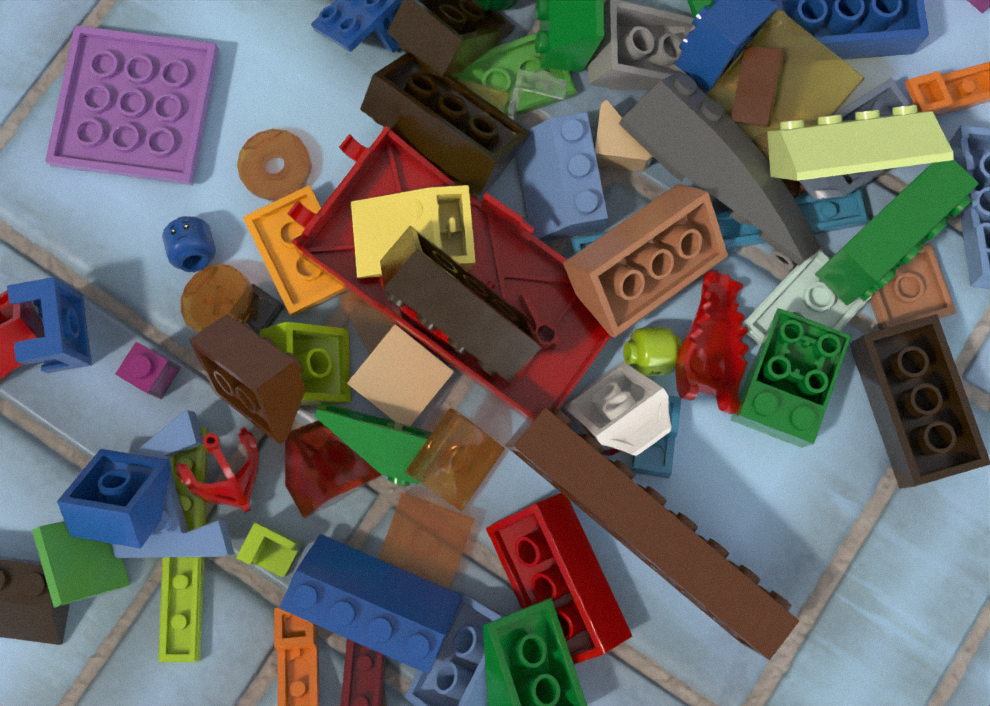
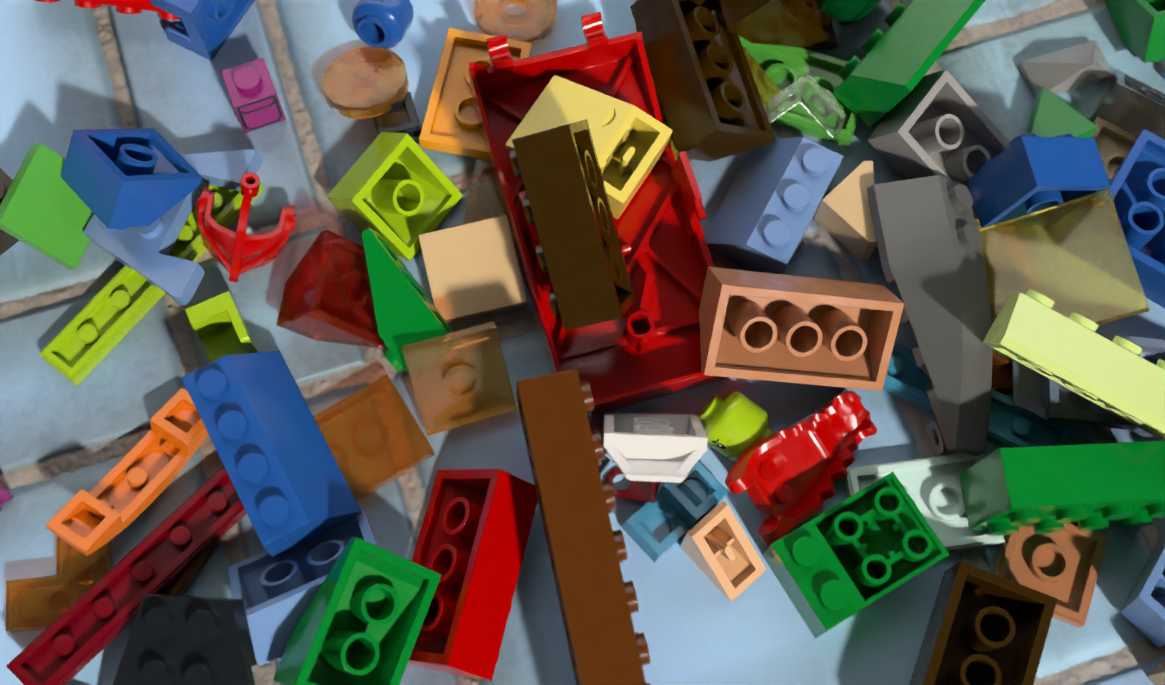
camera: 30 degrees right, 10 degrees down
(251, 375) = (337, 156): reddish brown slope -> none
(708, 439) = (723, 551): none -> light nougat slope
(757, 85) = (1034, 248): reddish brown tile -> none

